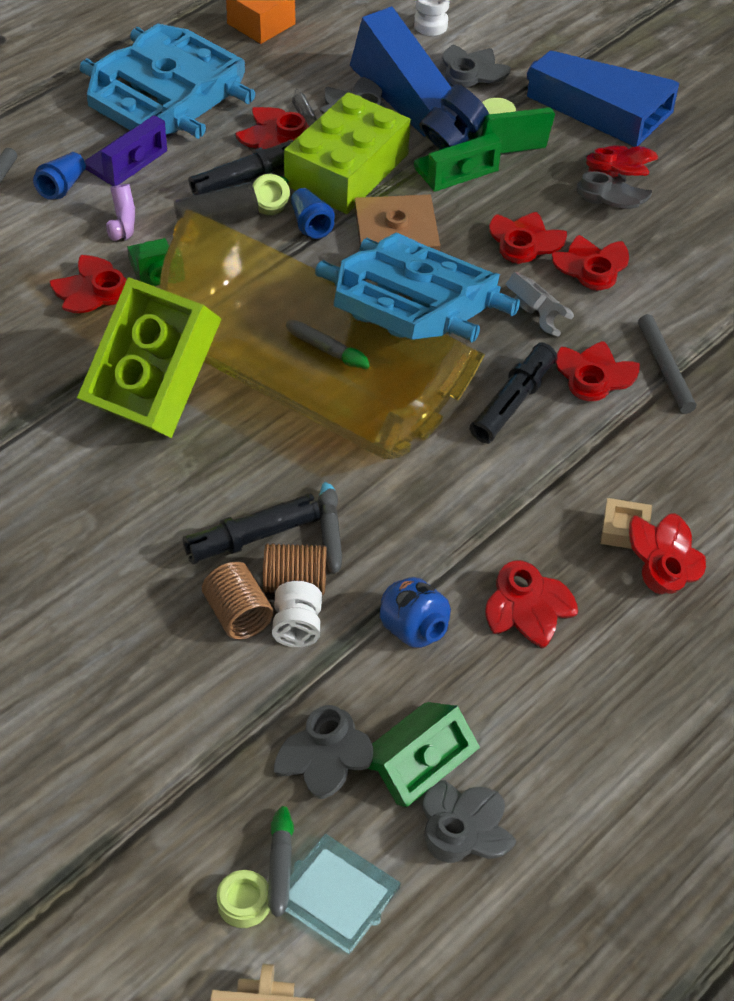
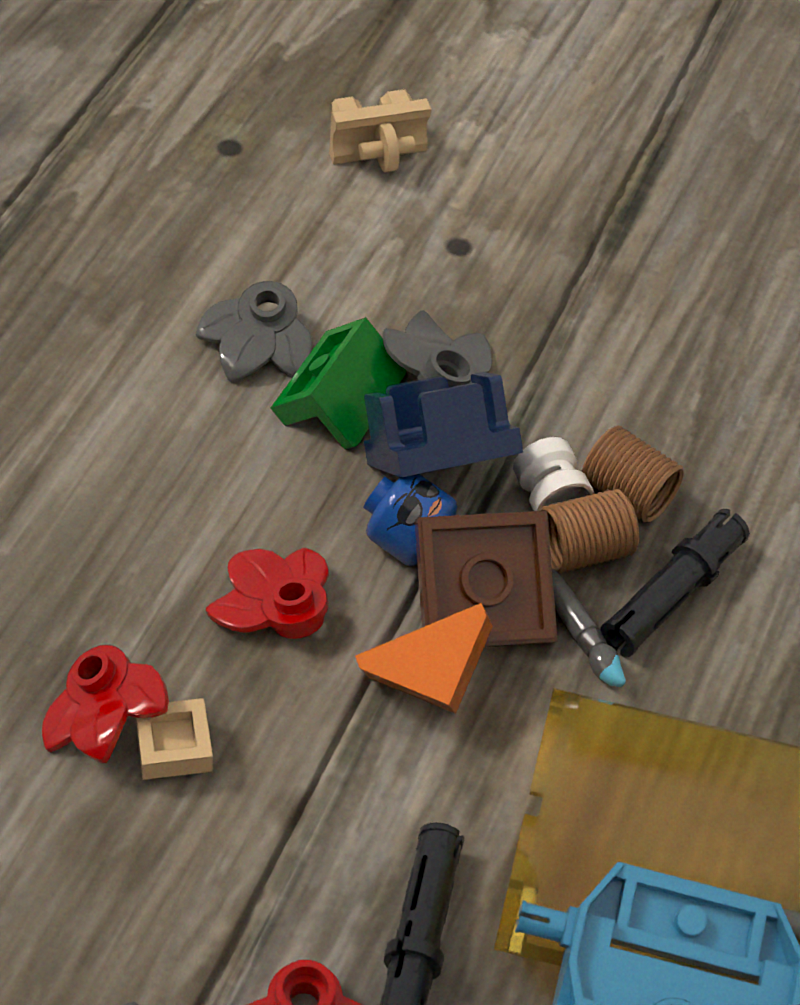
camera: 155 degrees right, 0 degrees up
(243, 899) = (449, 224): yellowish green tile -> none
(280, 861) = (444, 280): dark grey piece -> none
(339, 893) = (362, 254): clear light blue piece -> none
(372, 646) = (437, 426): none -> dark blue panel
(386, 549) = (491, 562): none -> reddish brown tile
(450, 510) = (433, 660): none -> orange slope

